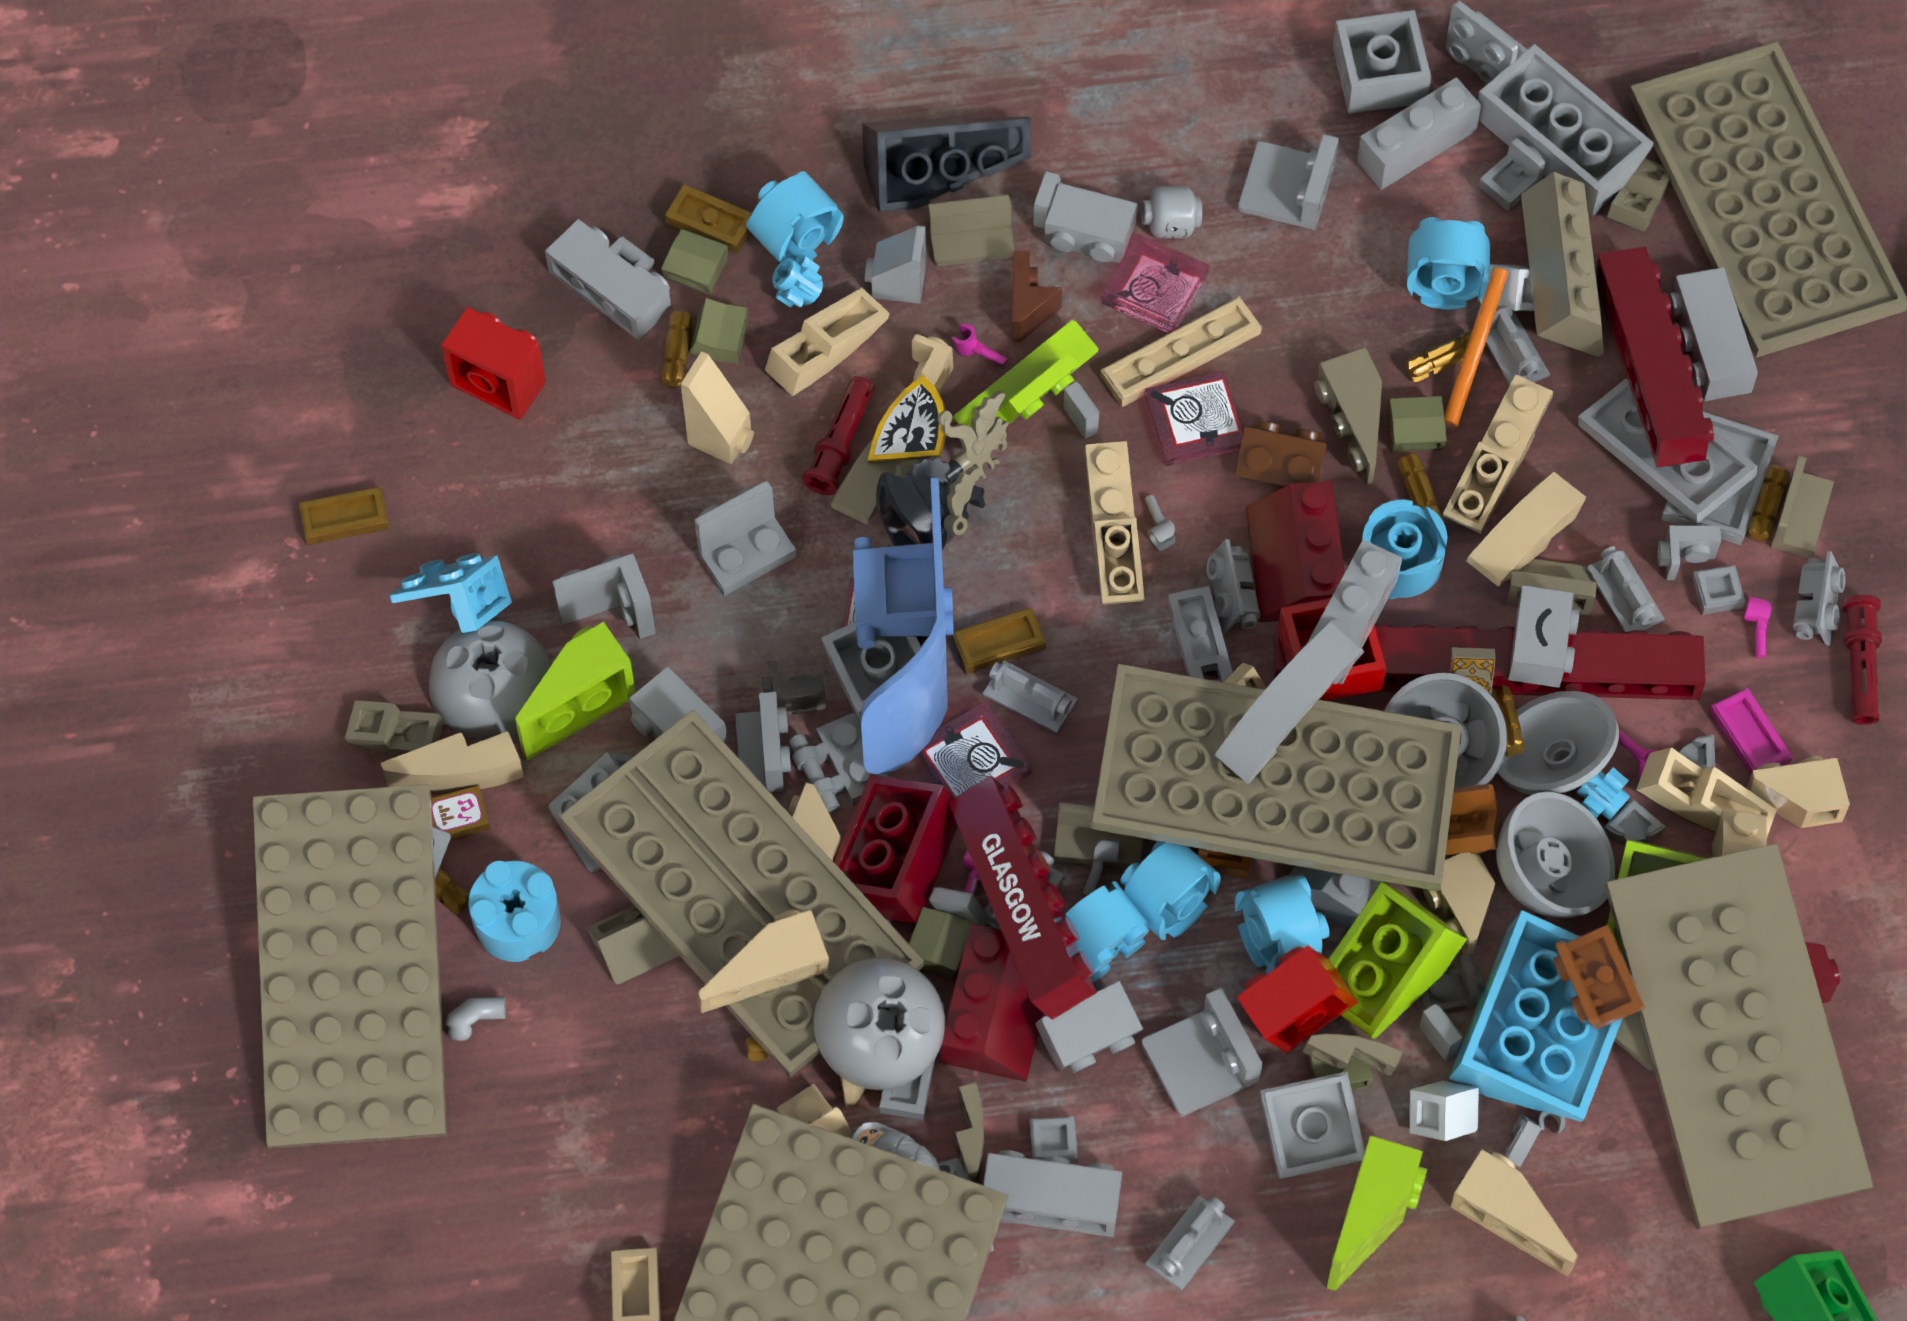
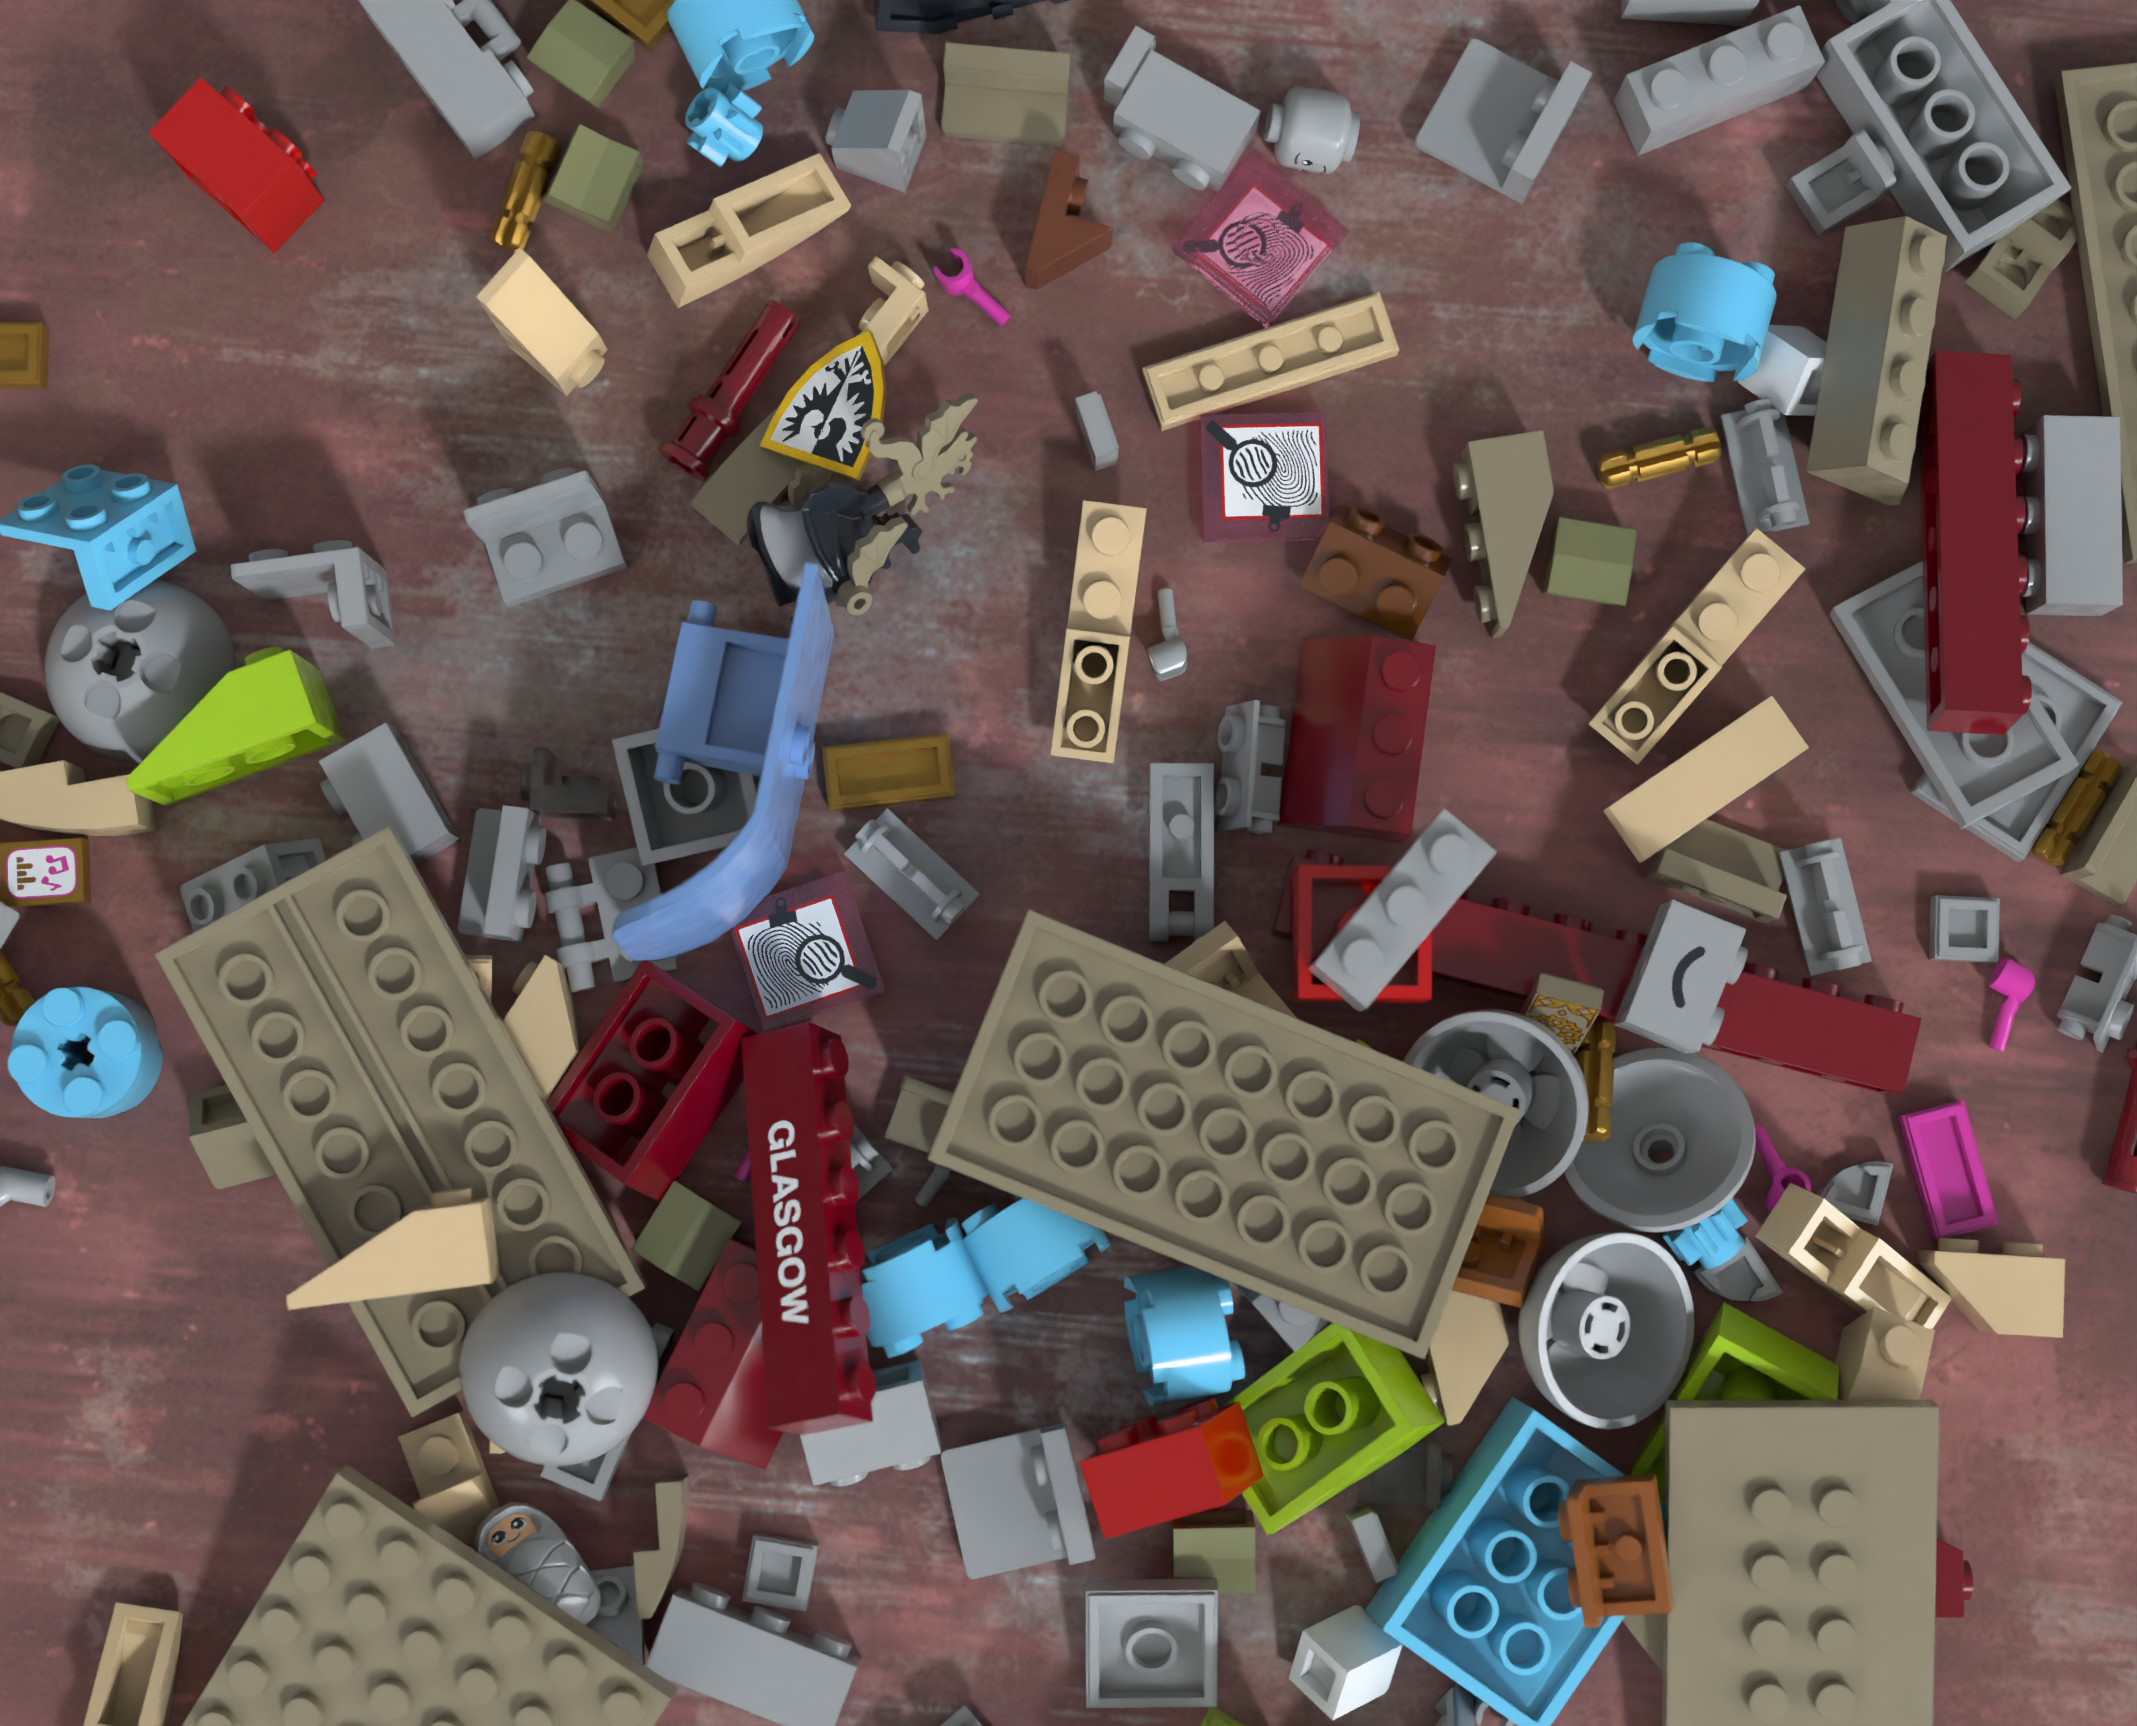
camera: 10 degrees right, 20 degrees up
(958, 904) = (721, 1192): light grey tile -> none
(1037, 374) = (1037, 363): lime bracket -> none
(1287, 701) = (1267, 1048): light grey slope -> none
(1338, 1048) = (1217, 1560): dark tan slope -> none
(1415, 536) = (1533, 741): medium azure brick -> none
(1417, 482) = (1566, 674): pearl gold axle -> none
(1475, 346) = (1710, 460): orange bar -> none
(1690, 543) = (1947, 855): light grey bracket -> none

